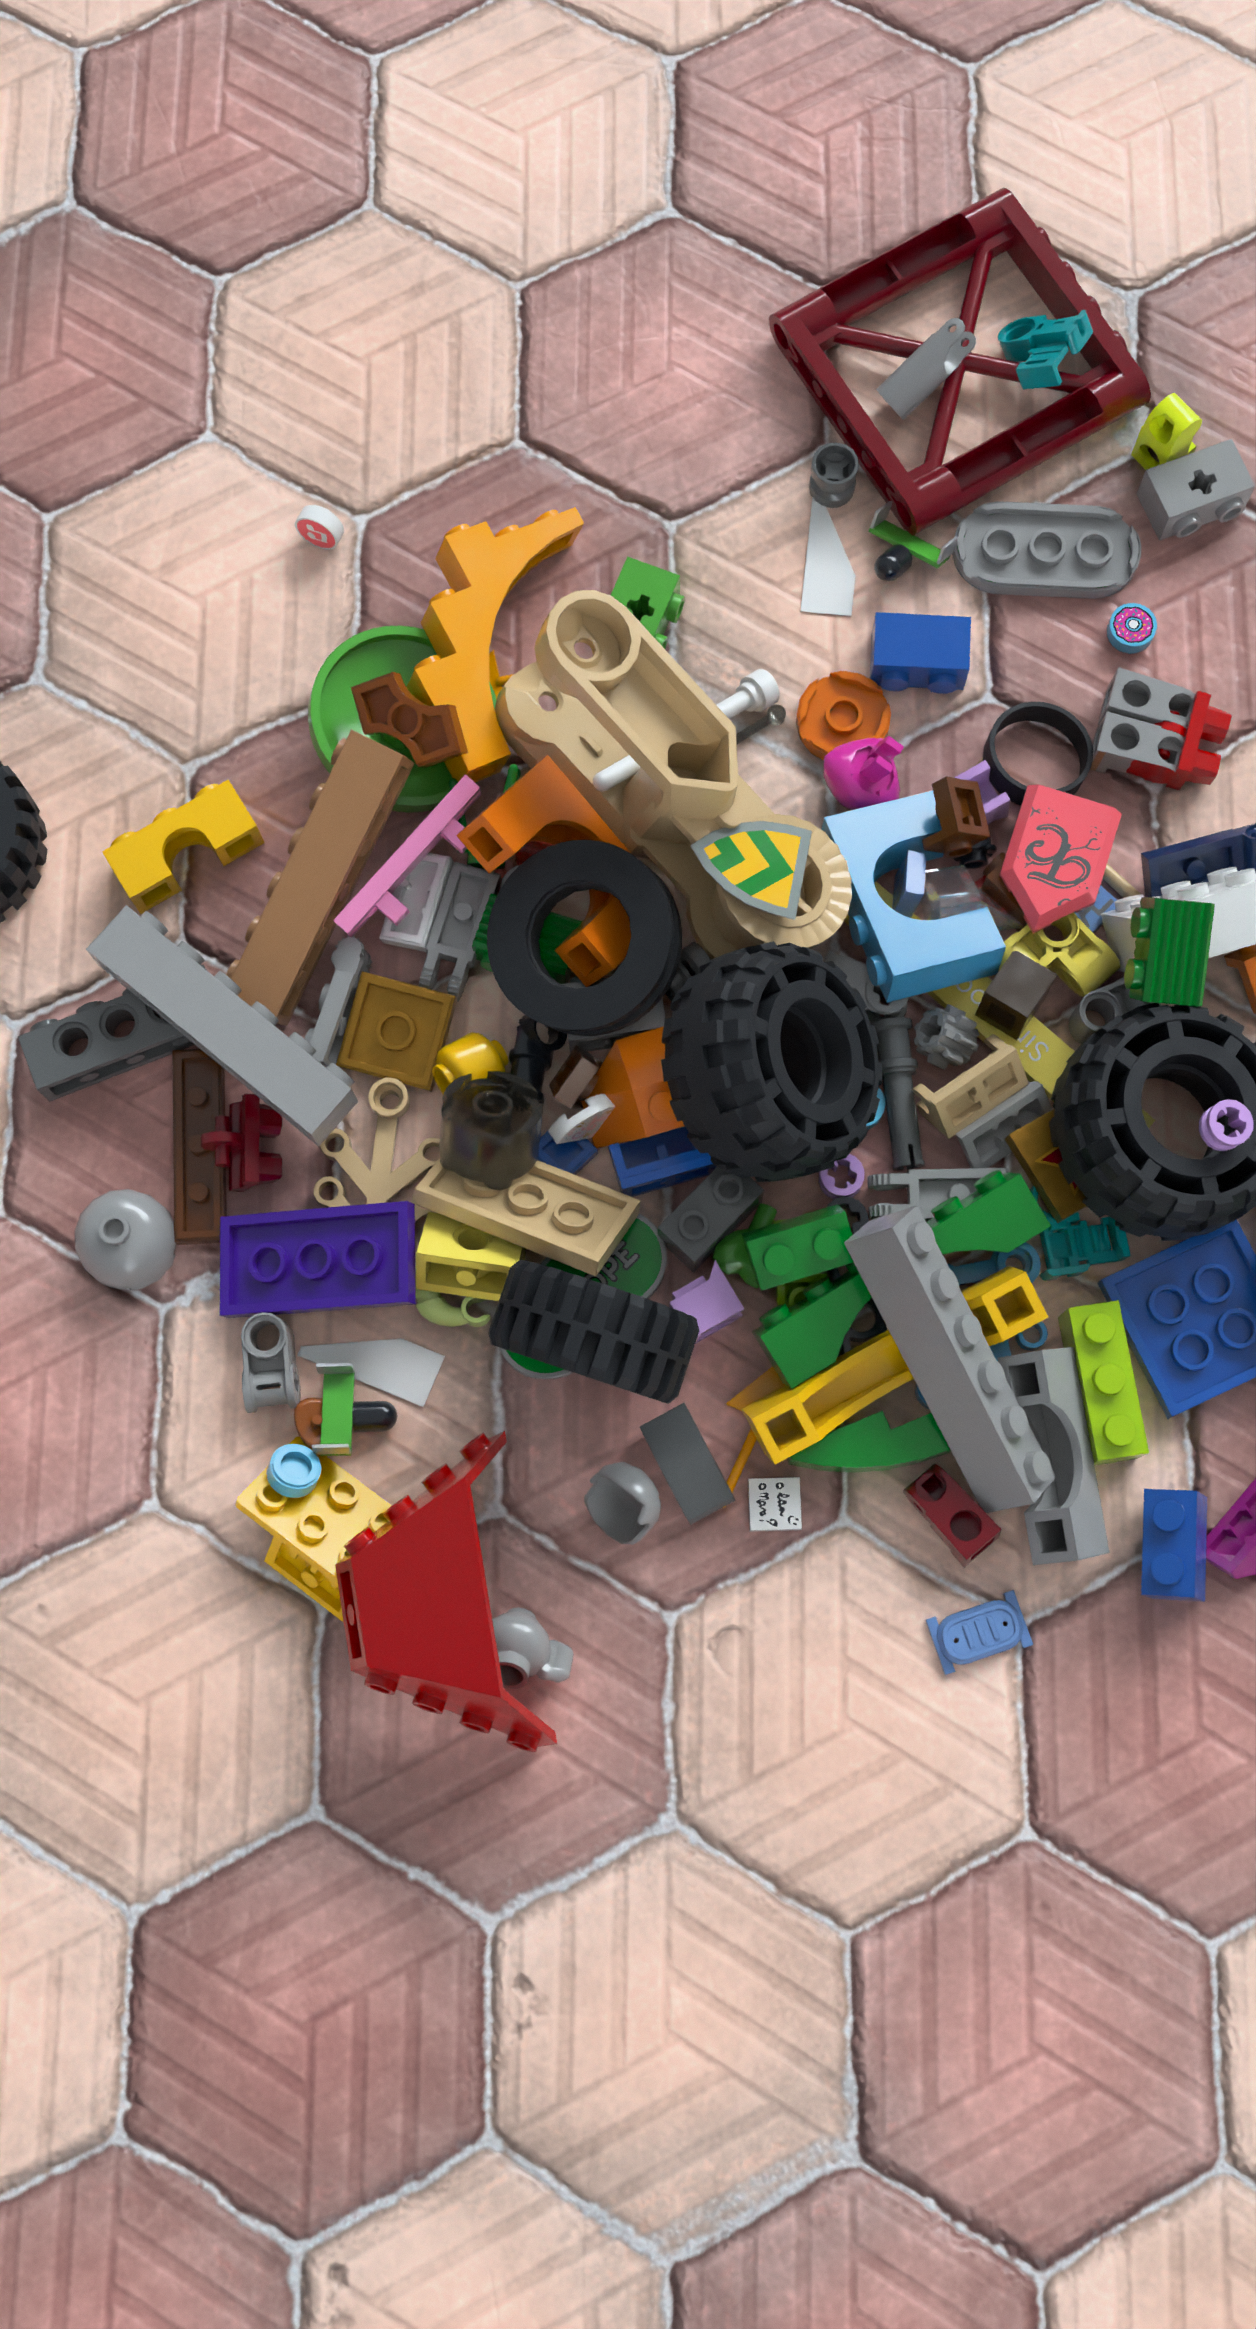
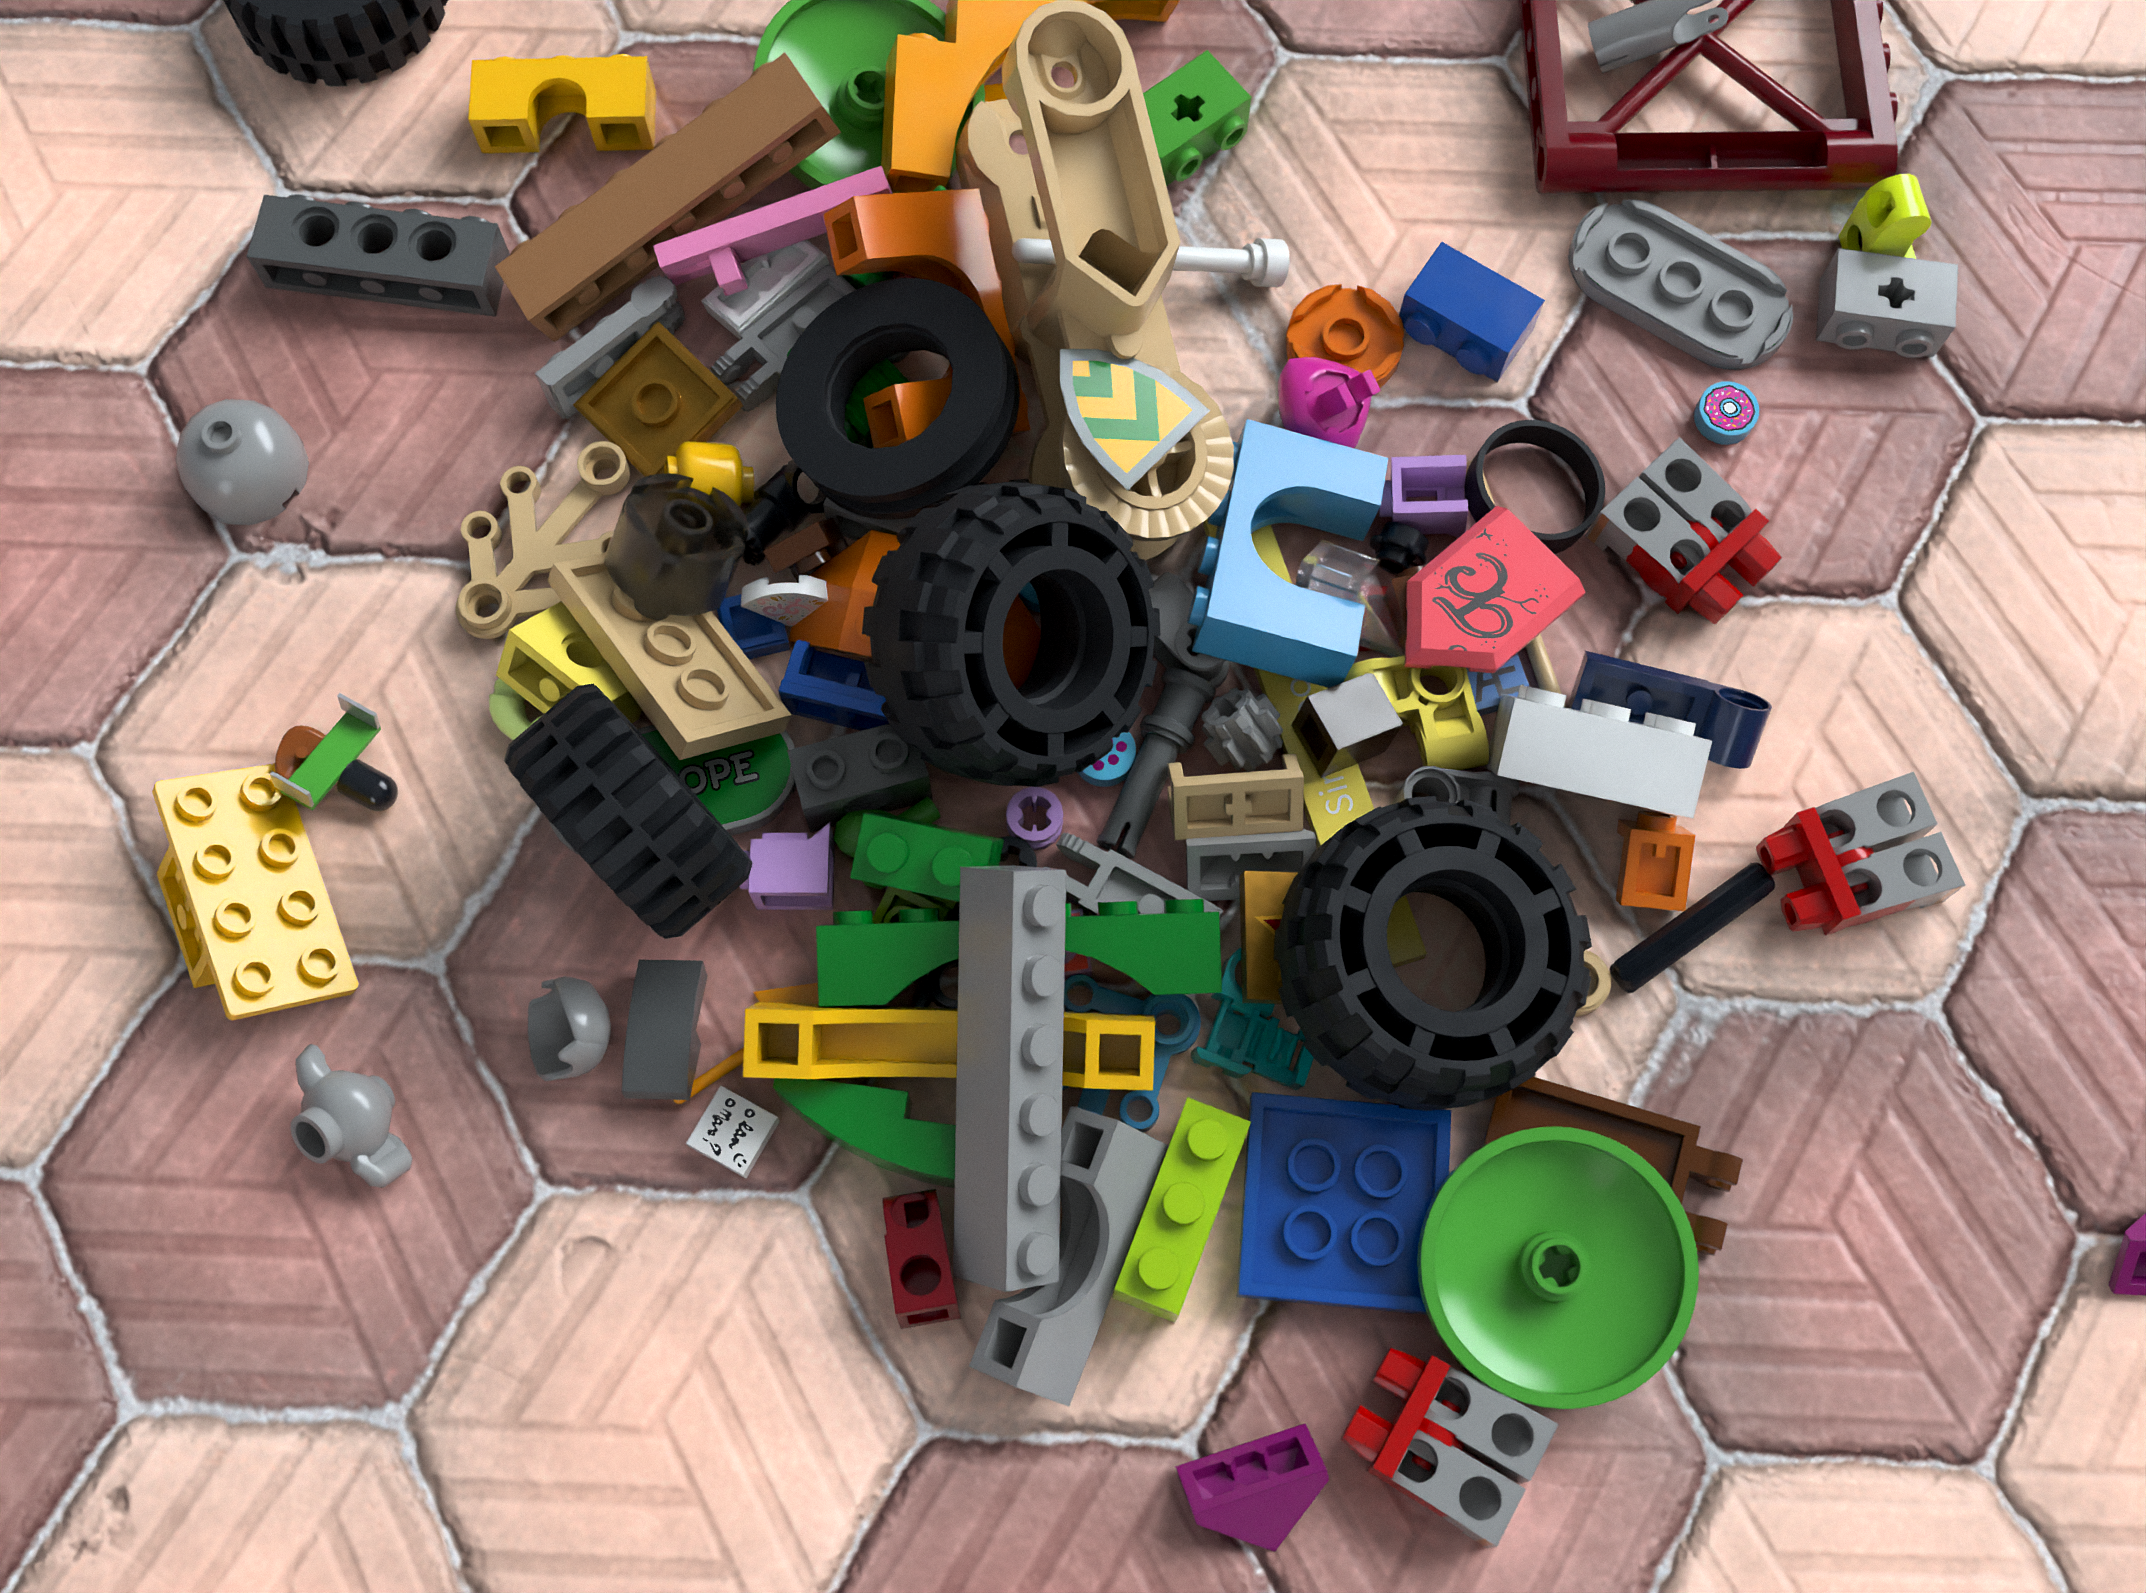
camera: 25 degrees right, 5 degrees down
(197, 1181) = (380, 412): reddish brown tile -> none
(223, 1024) = (468, 290): light grey brick -> none
(238, 1143) = (444, 411): dark red hips -> none
(269, 1367) = (294, 673): light grey piece -> none
(293, 1470) = (237, 789): medium azure tile -> none
(318, 1259) = (413, 587): dark purple plate -> none
(385, 1364) = (423, 745): white sticker -> none
(423, 1609) = (248, 997): red piece -> none
(427, 731) = (870, 102): dark orange tile -> none
(775, 716) = (1272, 302): clear smoke hinge -> none
(828, 573) = (1426, 182): white sticker -> none
(833, 475) = (1487, 86): dark grey wheel -> none
(899, 557) = (1507, 207): piece -> none
(909, 883) = (1301, 542): medium blue tile -> none
(960, 816) = (1395, 495): reddish brown bracket -> none
(979, 1632) = (871, 1412): medium blue piece -> none
(1043, 346) = (1795, 59): teal piece -> none
(1169, 951) = (1536, 755): green brick -> none
(1174, 1545) = (1148, 1442): blue brick -> none
(1239, 1119) = (1500, 984): lavender bush -> none

